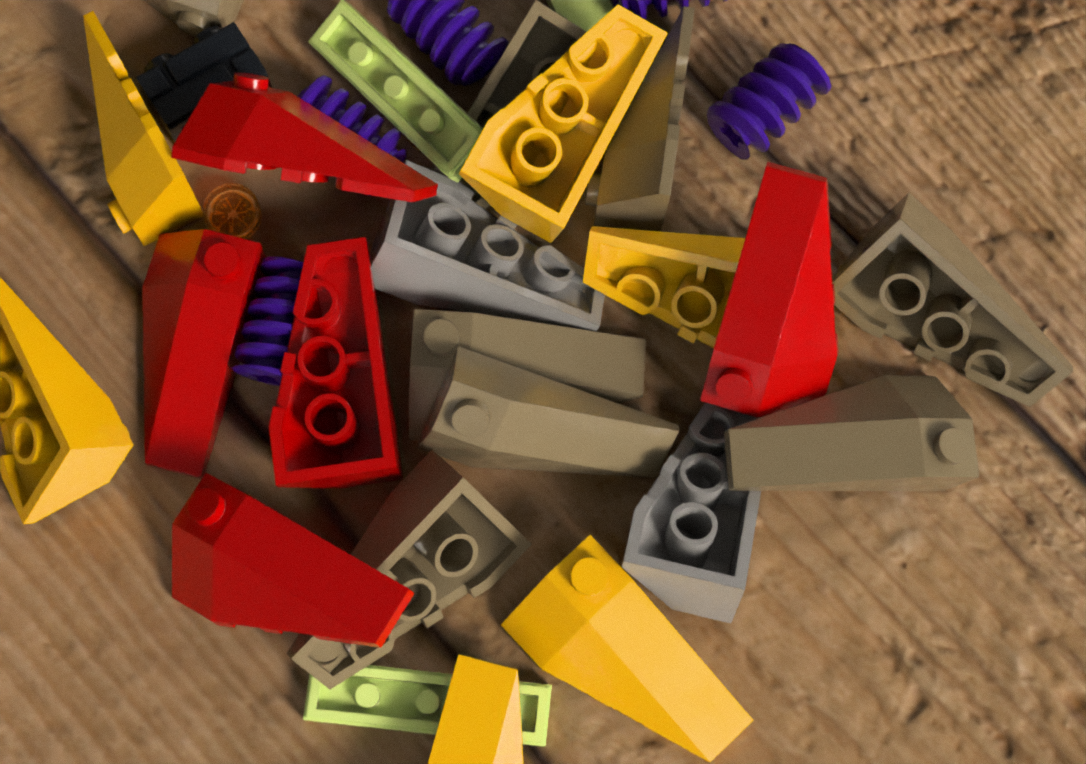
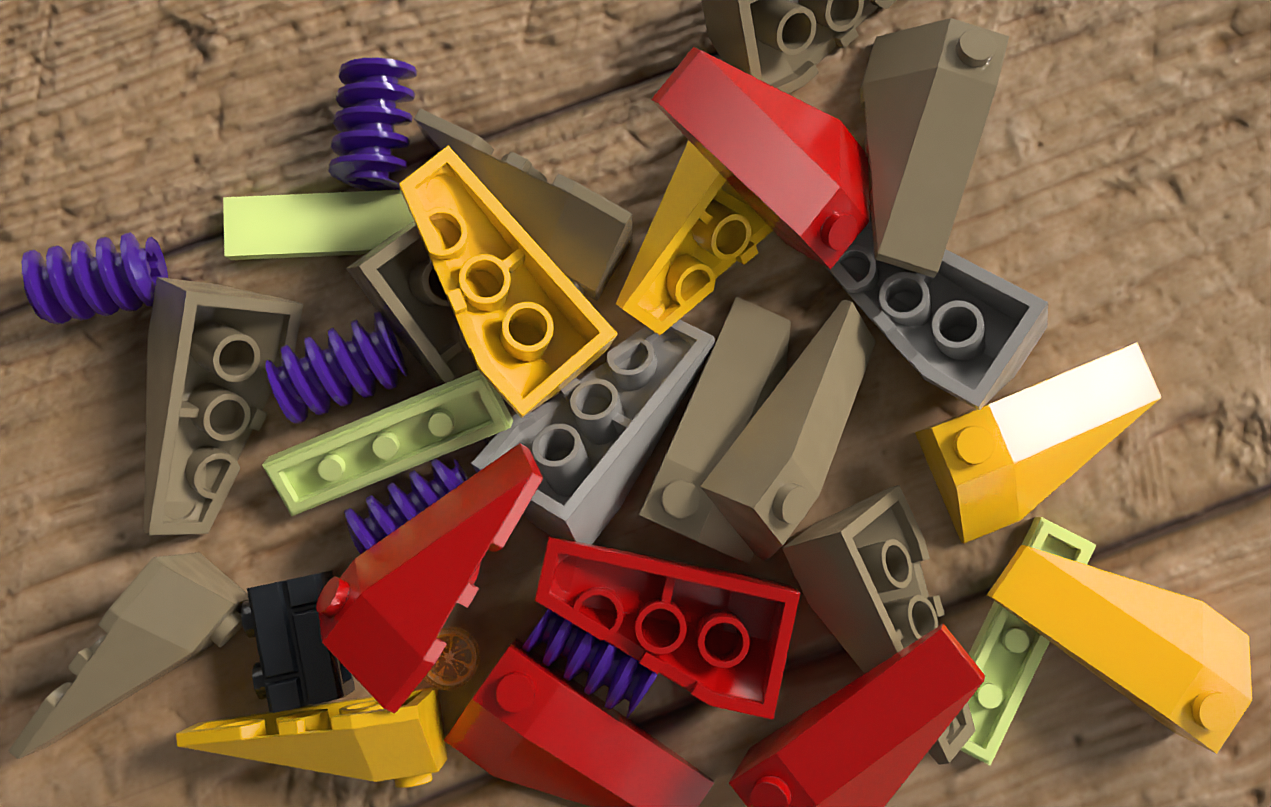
camera: 65 degrees left, 10 degrees up
(766, 97) = (538, 76): dark purple piece -> none

